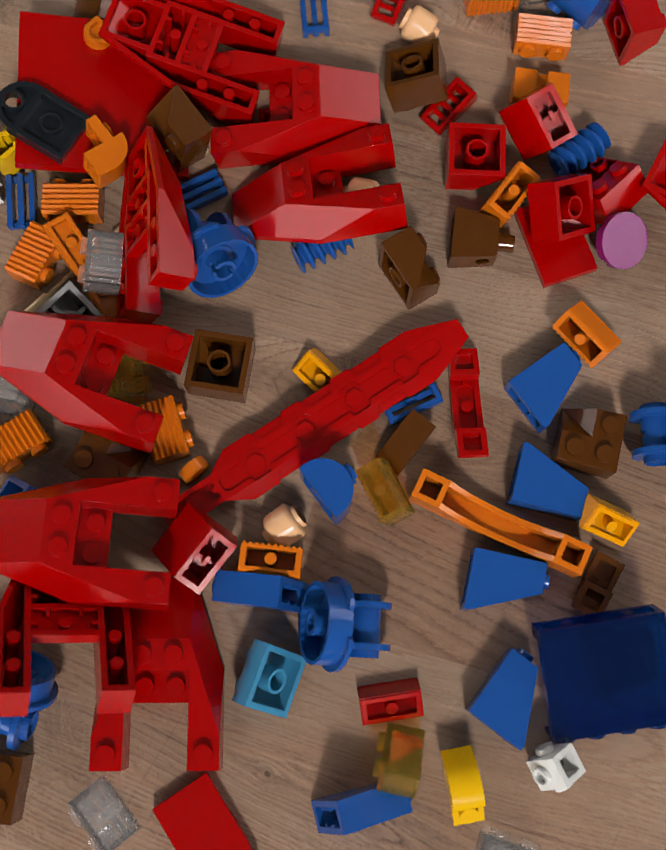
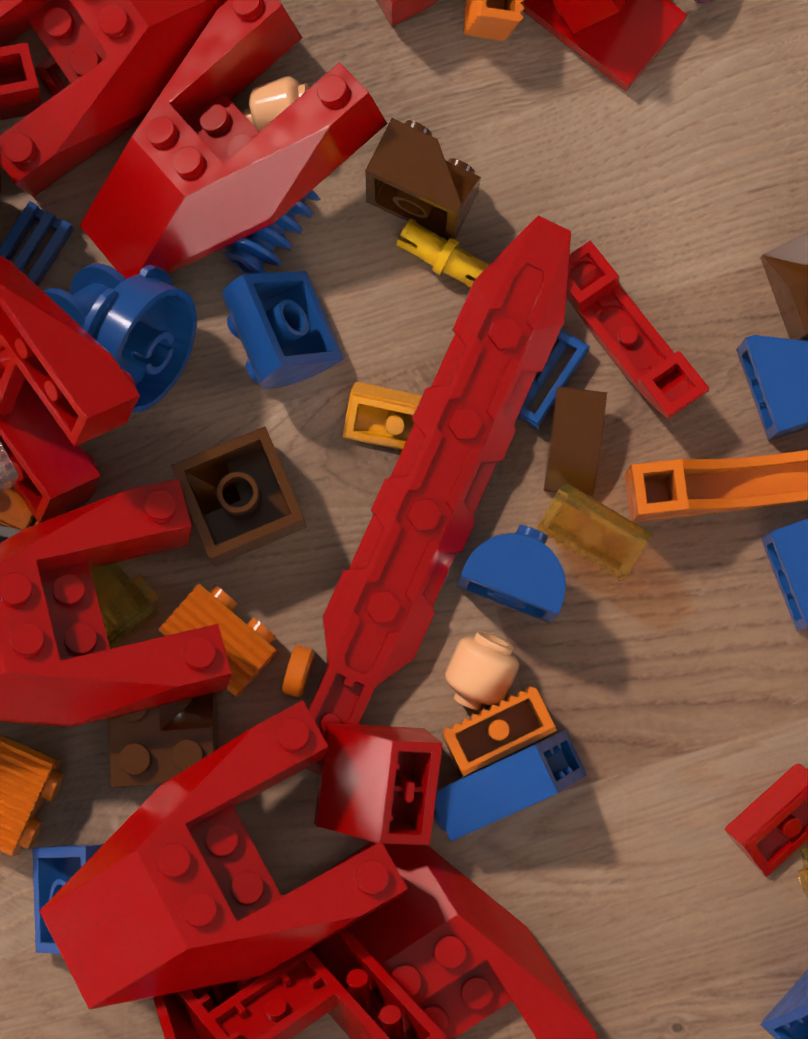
camera: 35 degrees left, 5 degrees up
(269, 679) = (599, 897): dark azure brick -> none
(294, 297) = (280, 327): none -> blue brick
(339, 624) = (651, 761): blue piece -> none
(398, 310) = (441, 253): none -> yellow pin
(476, 239) = (488, 78): reddish brown torso -> none
(544, 385) = (722, 237): blue slope -> none
(586, 334) = (735, 125): orange brick -> none

